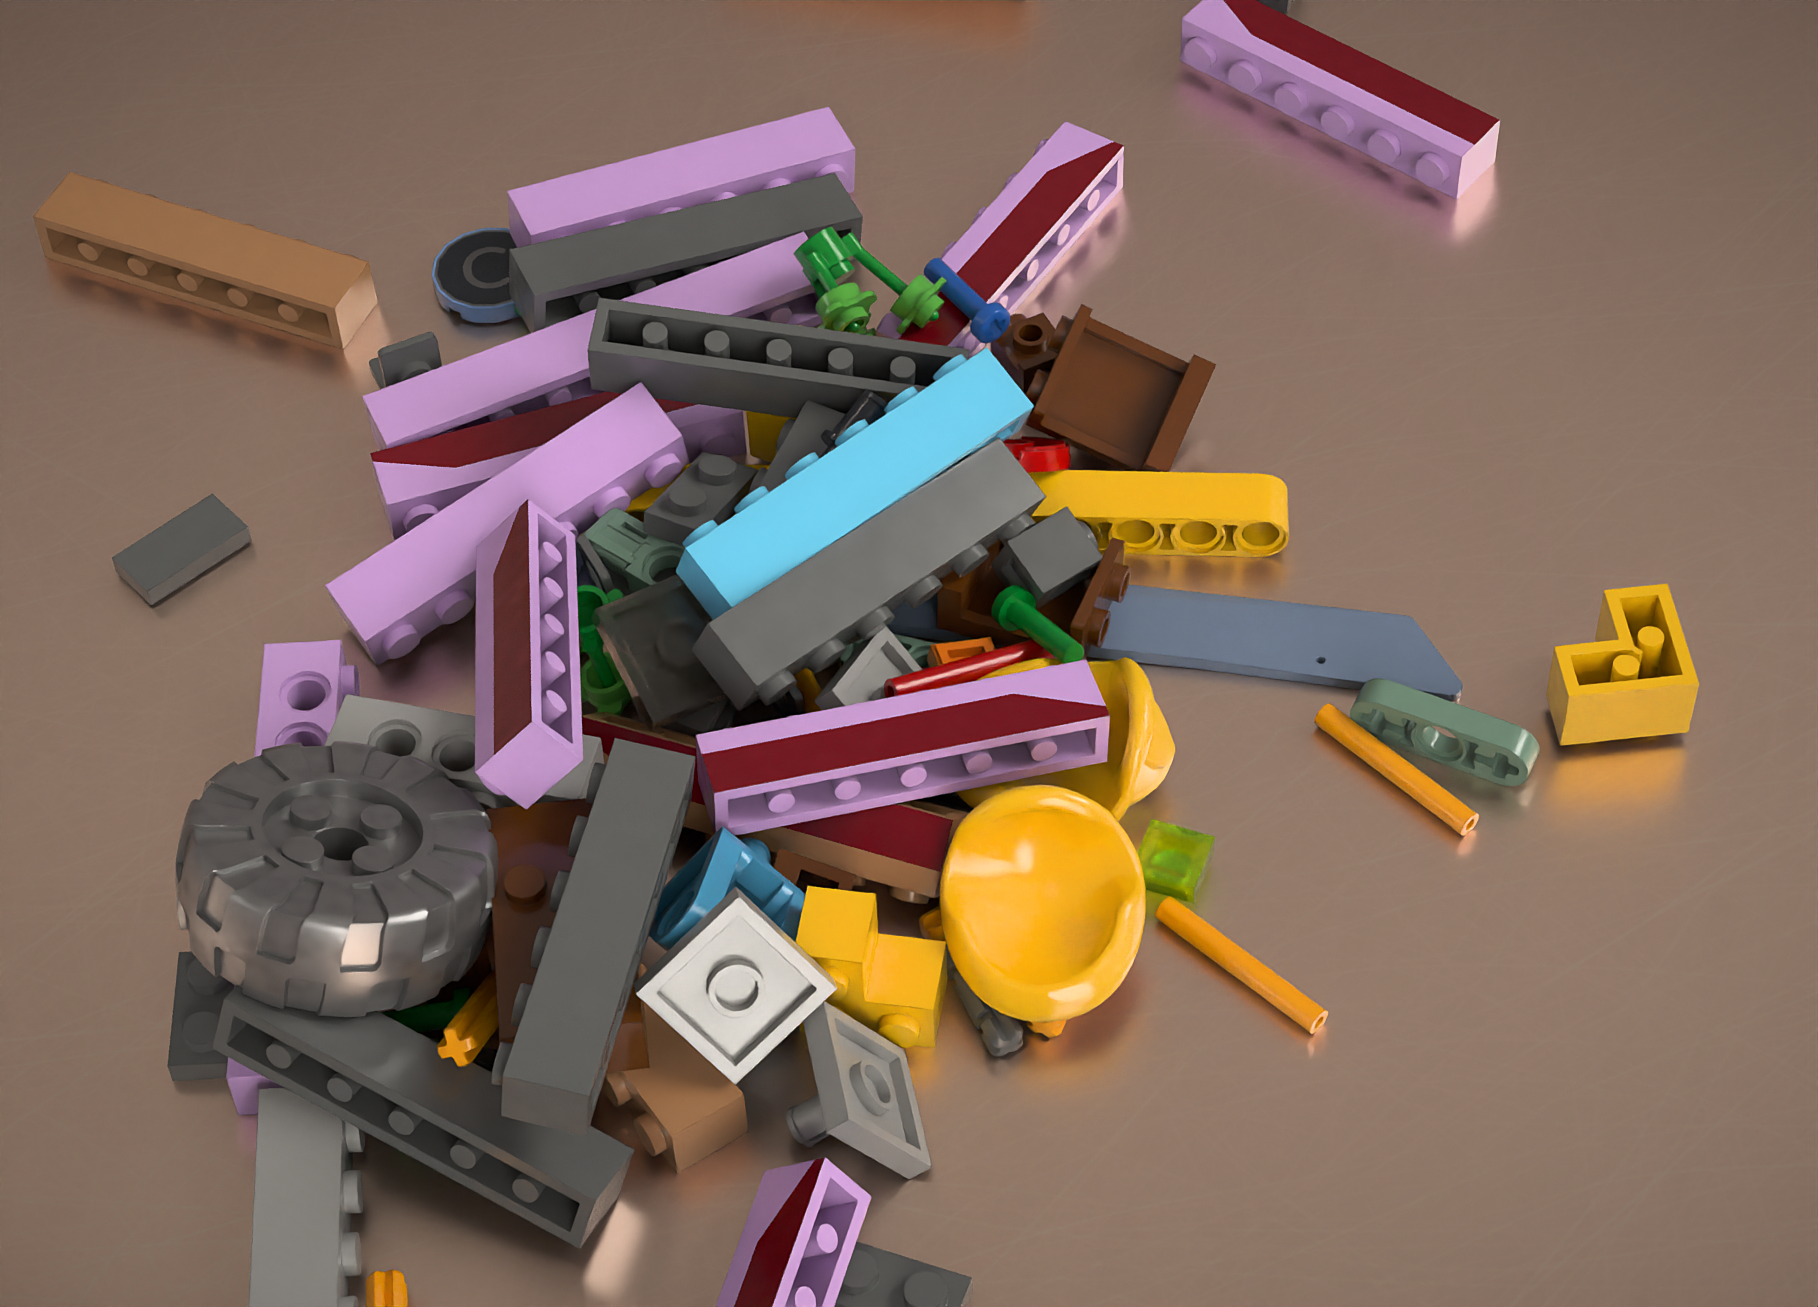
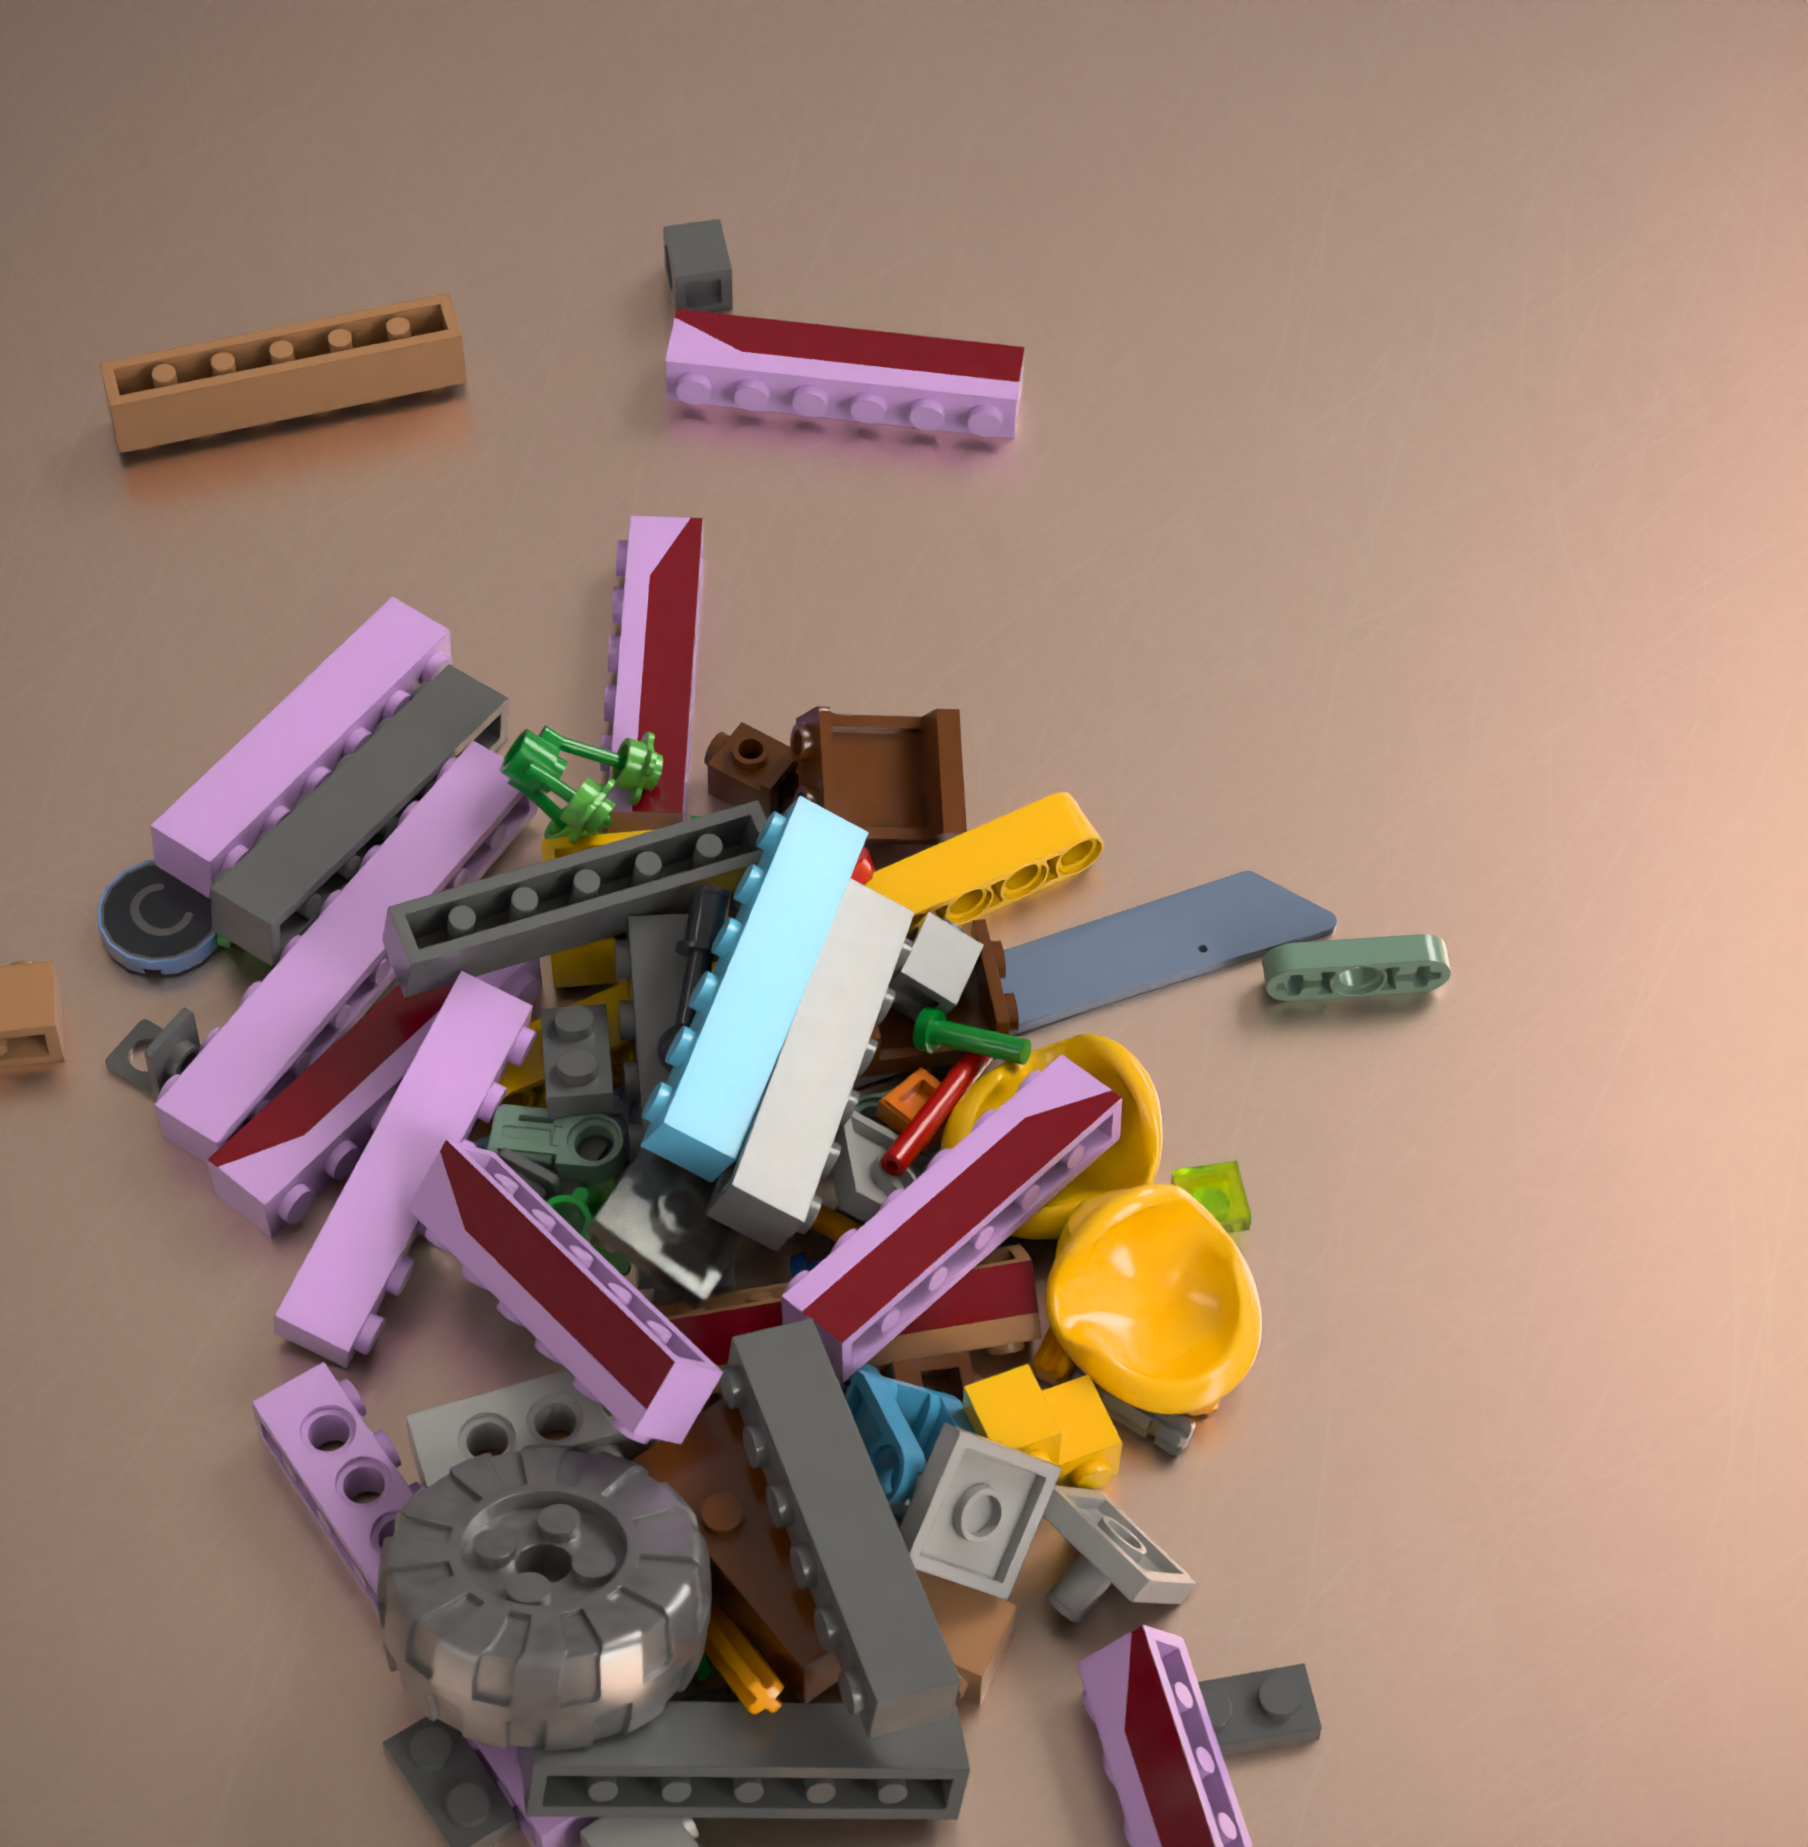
camera: 35 degrees left, 5 degrees up
(181, 549) = (66, 1344): dark grey tile -> none
(988, 320) = (707, 754): blue piece -> none
(1241, 964) = (1331, 1266): light orange piece -> none
(1396, 769) = (1332, 1020): light orange piece -> none
(1630, 679) = (1483, 839): yellow brick -> none

